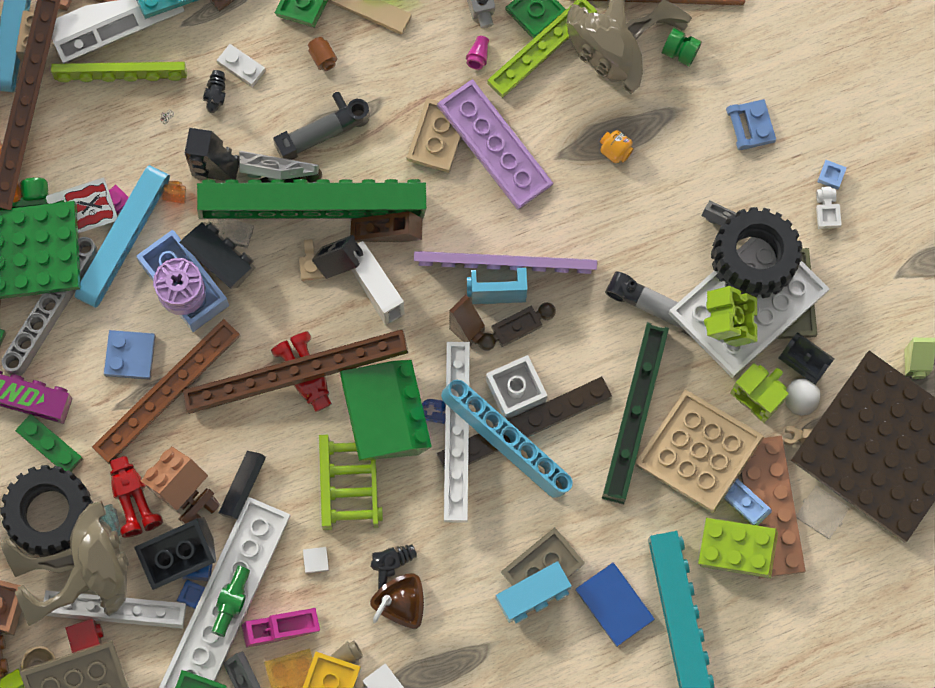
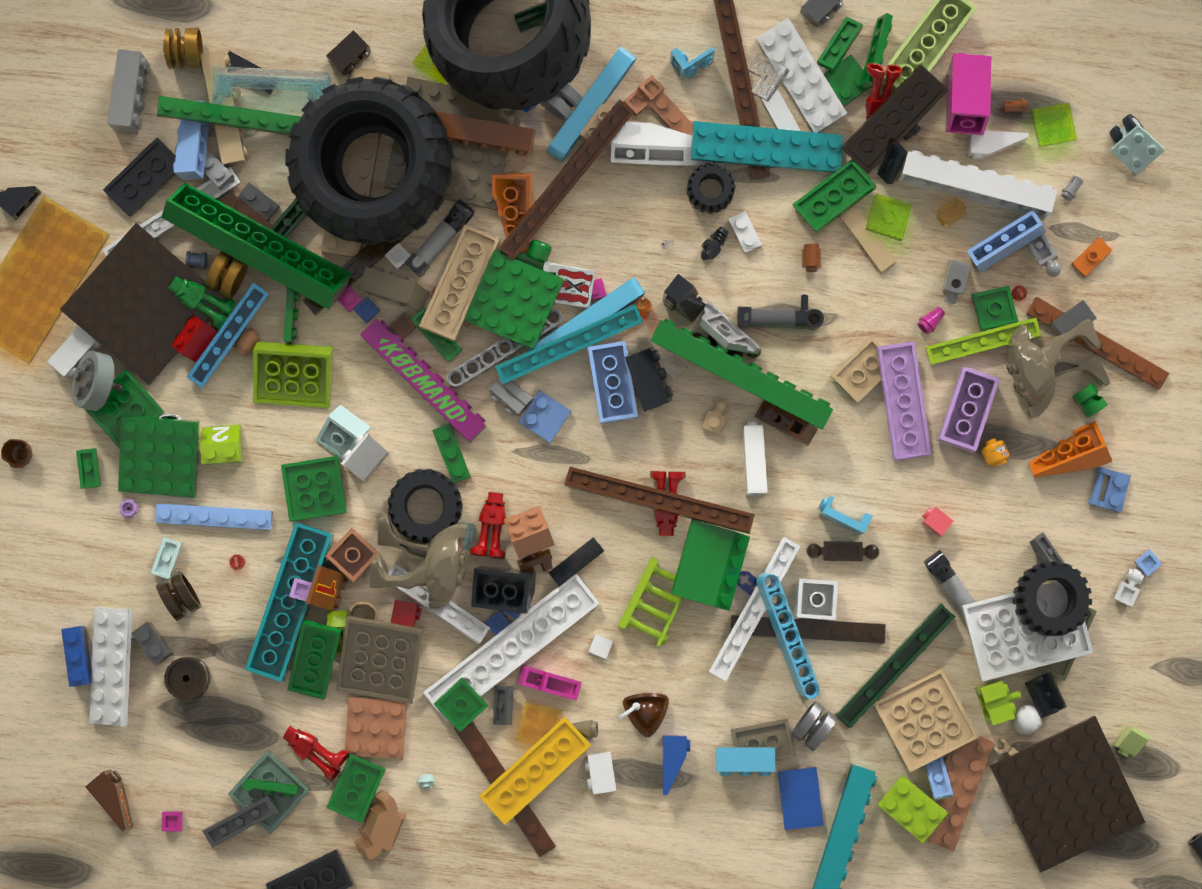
camera: 30 degrees right, 10 degrees up
(80, 350) = (511, 396): none -> light grey brick
(110, 71) = (657, 193): lime plate -> none
(114, 264) = (569, 344): none -> teal plate
(166, 391) = (557, 460): dark orange plate -> none
(180, 298) = (603, 402): lavender wheel -> none
(182, 21) = (710, 172): none -> black tyre
(230, 601) = (523, 645): green pin -> none
(338, 257) = (737, 427): black hinge -> none
(390, 559) = (654, 676): black piece -> none
(454, 628) = (674, 754): none -> blue slope
(465, 321) = (806, 531): reddish brown slope -> none
(495, 261) = (855, 494): lavender plate -> none
(564, 118) = (968, 409): none -> lavender brick
(587, 518) = (817, 728): none -> flat silver wheel
(595, 245) = (936, 521): none -> coral brick
(703, 99) = (1077, 453): none -> orange wedge
(731, 316) = (1005, 639): lime brick -> none

